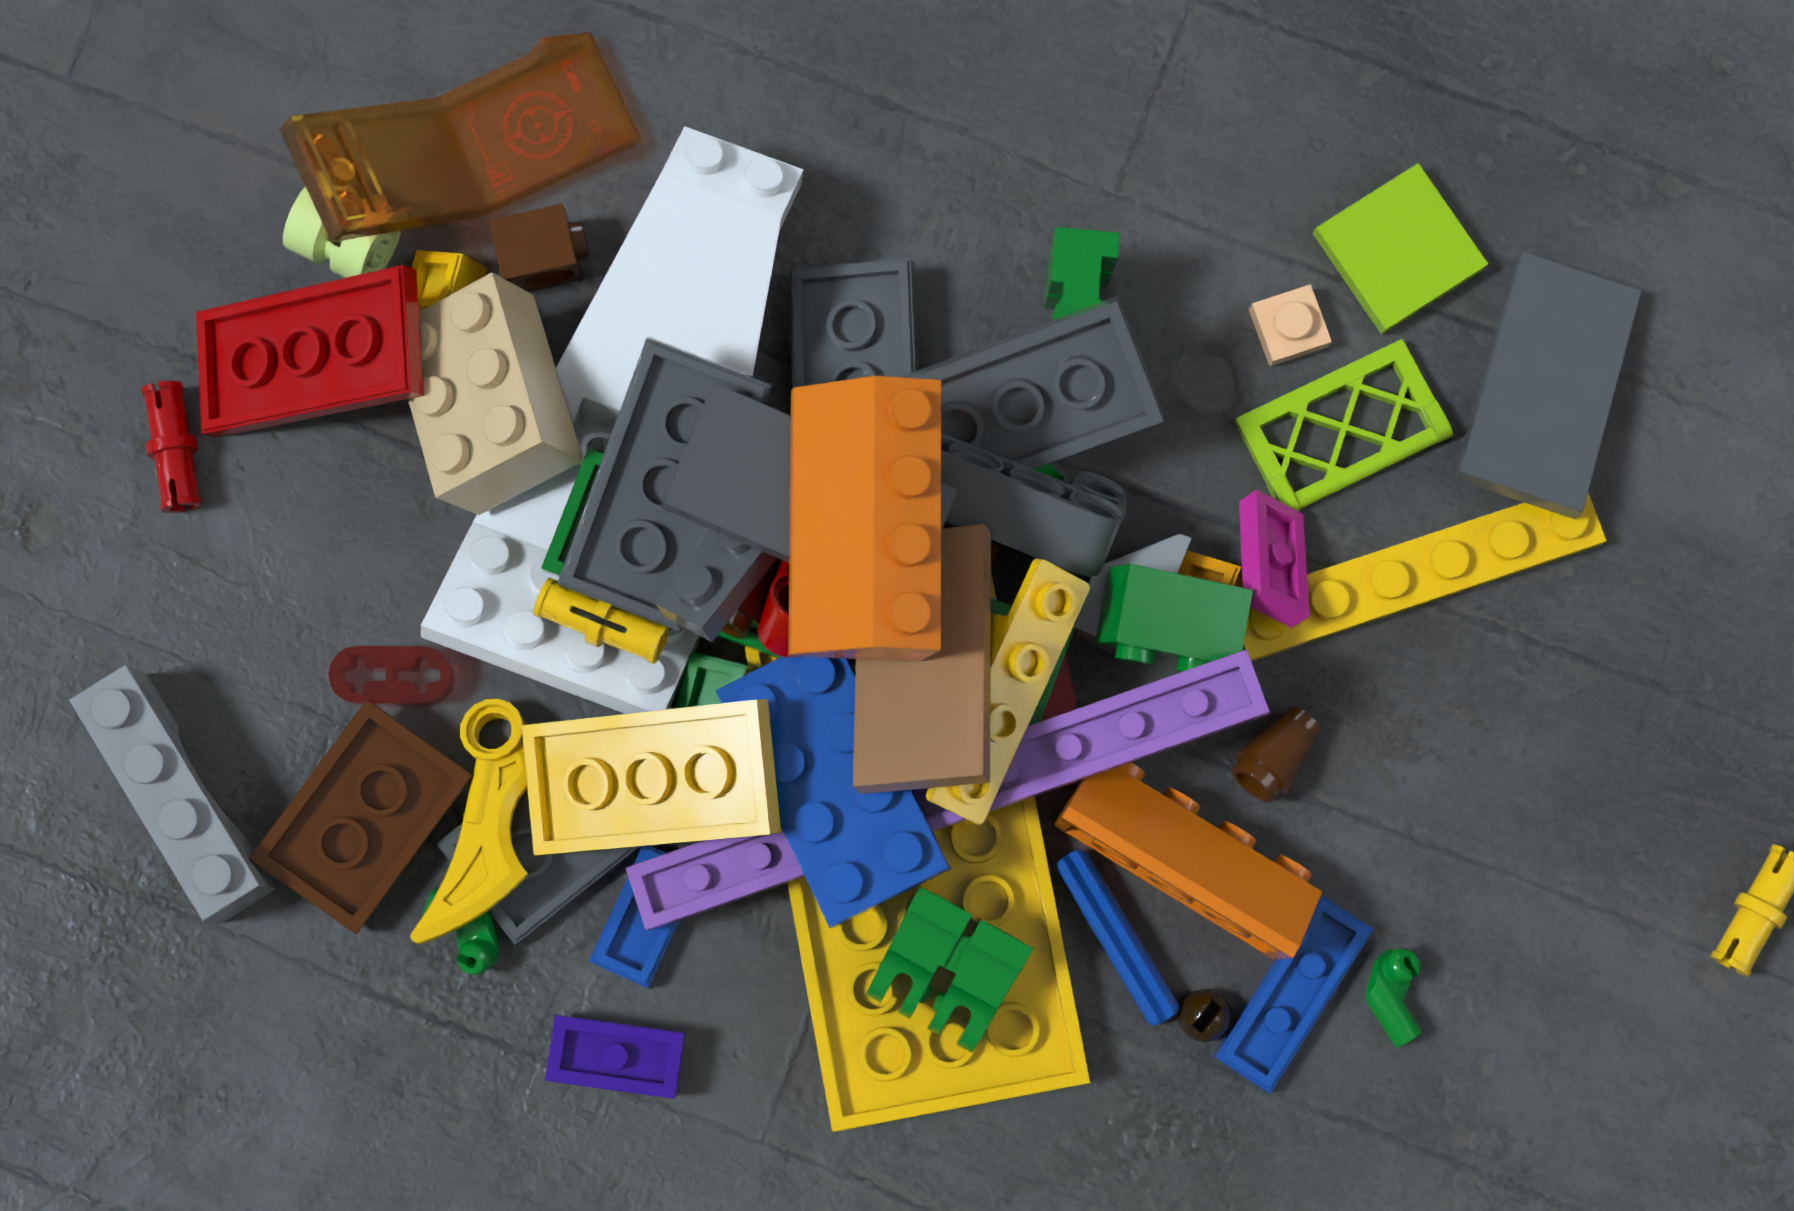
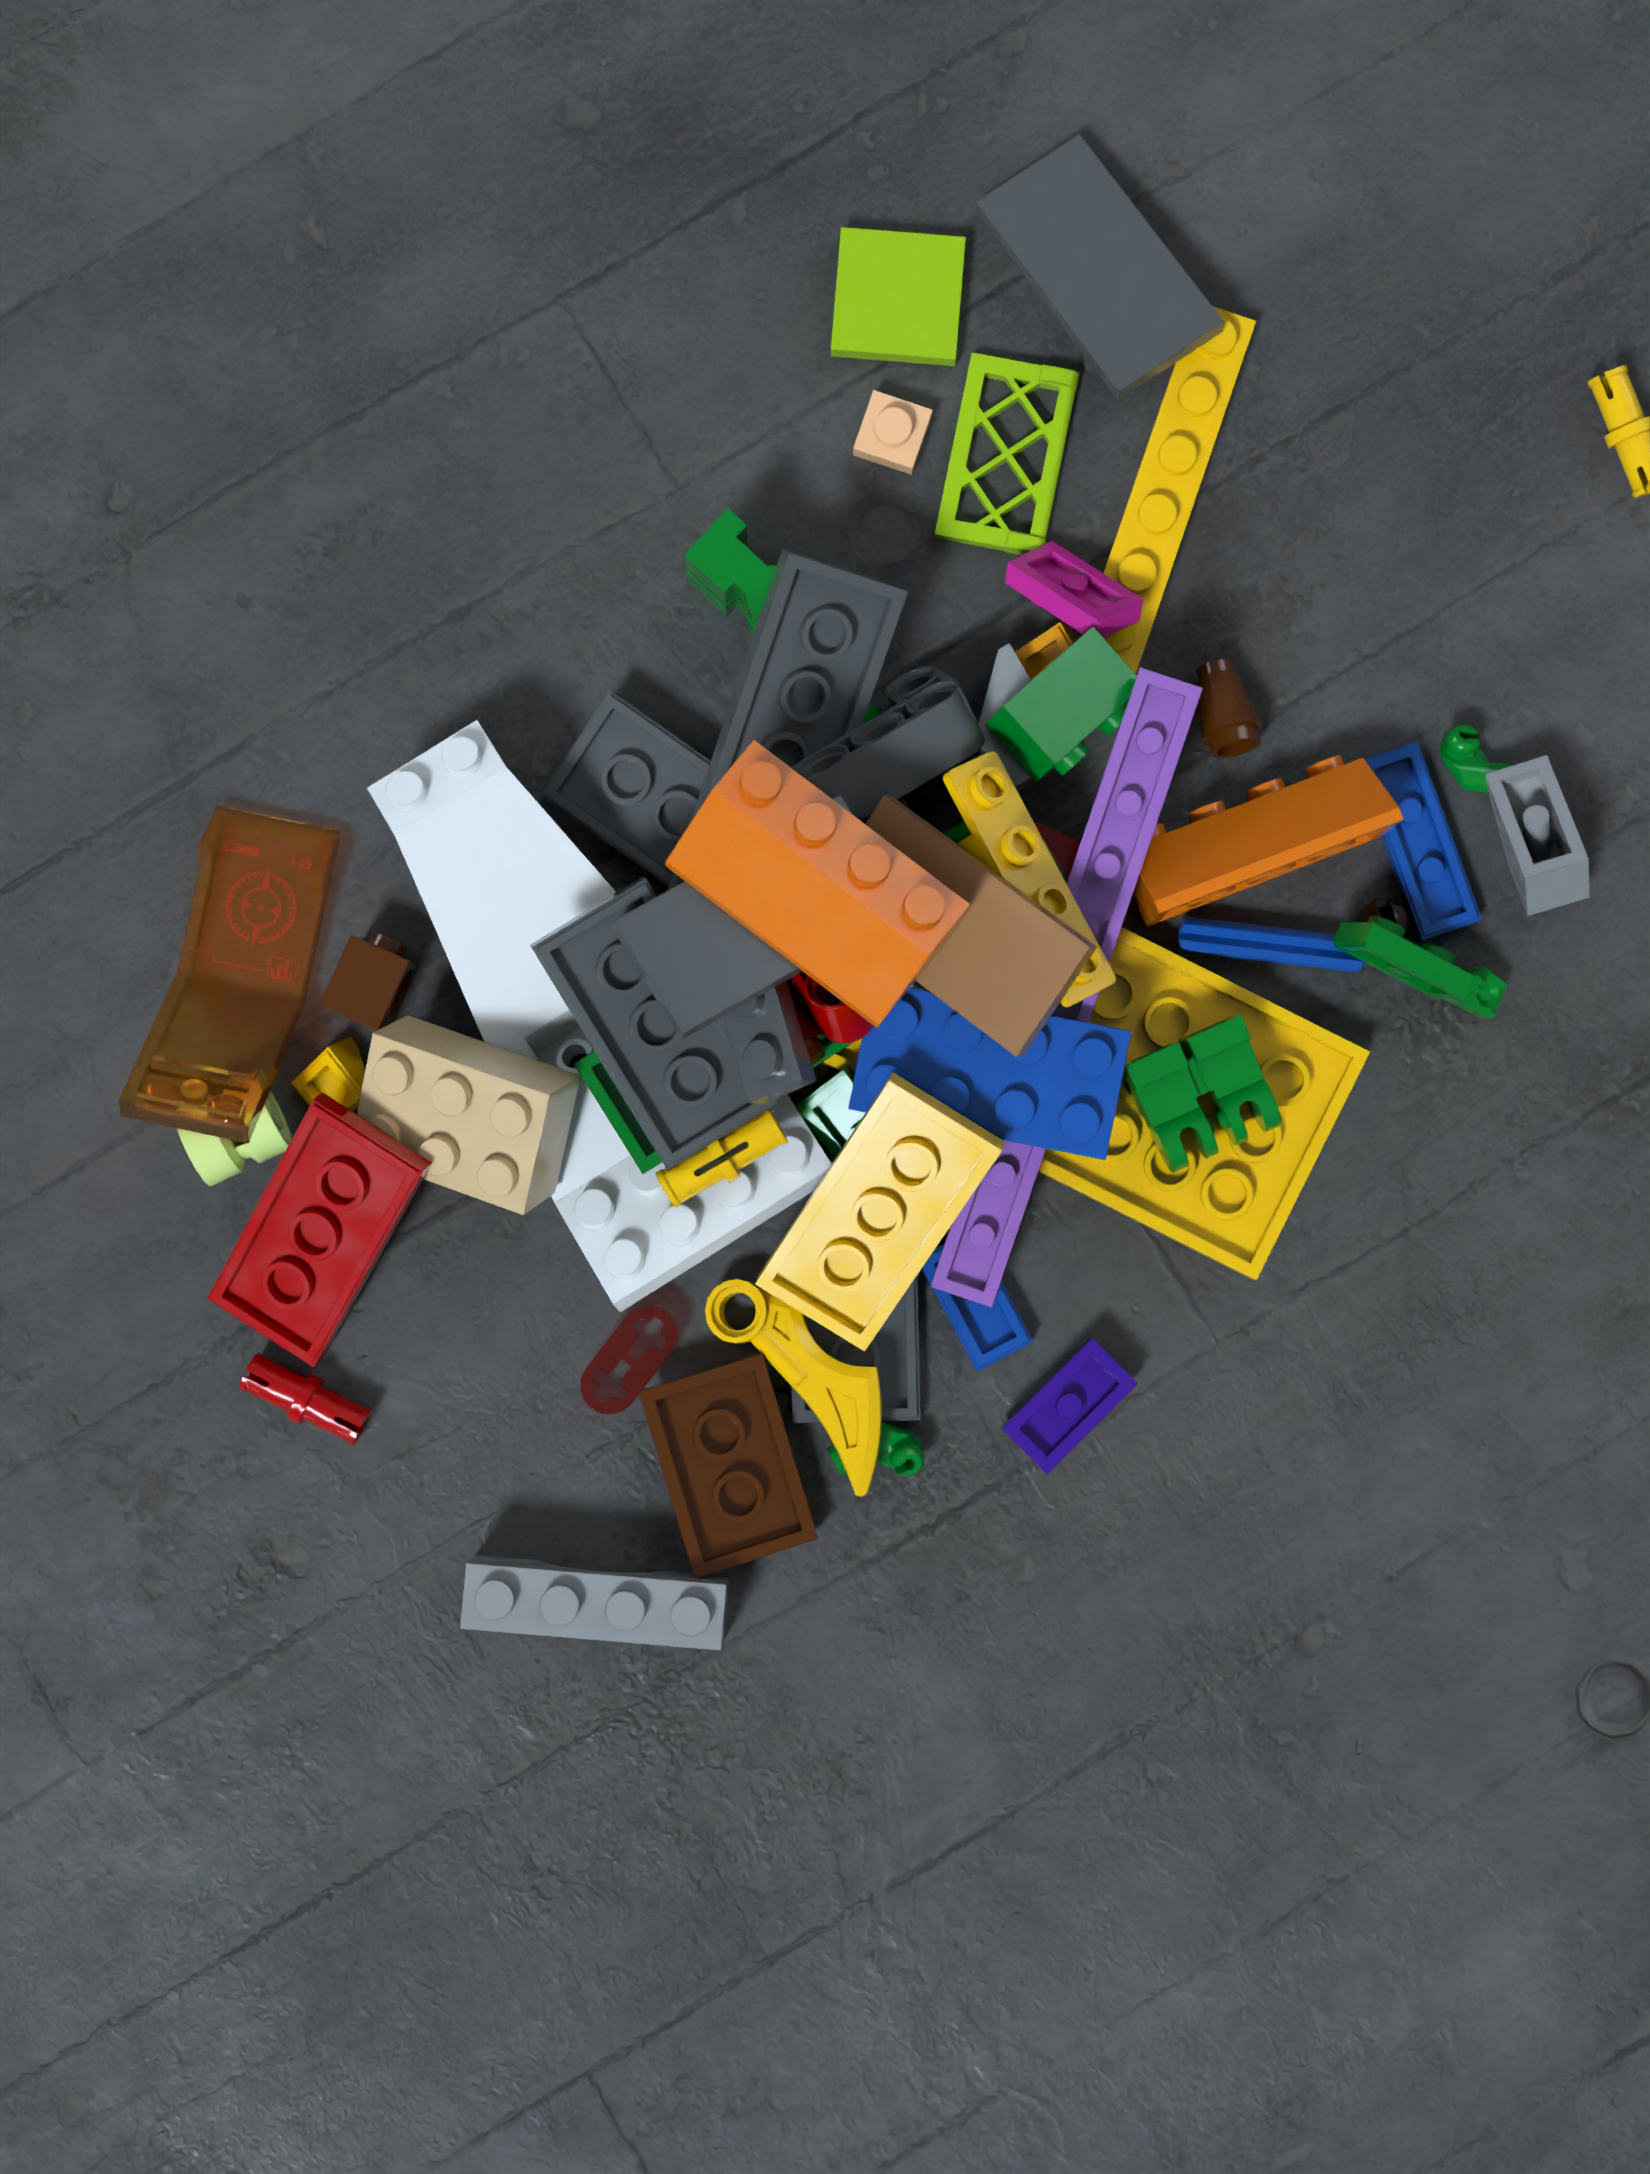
camera: 45 degrees left, 5 degrees up
(1192, 1076) = (1421, 967): none -> green hinge
(1372, 1086) = (1538, 836): none -> light grey slope

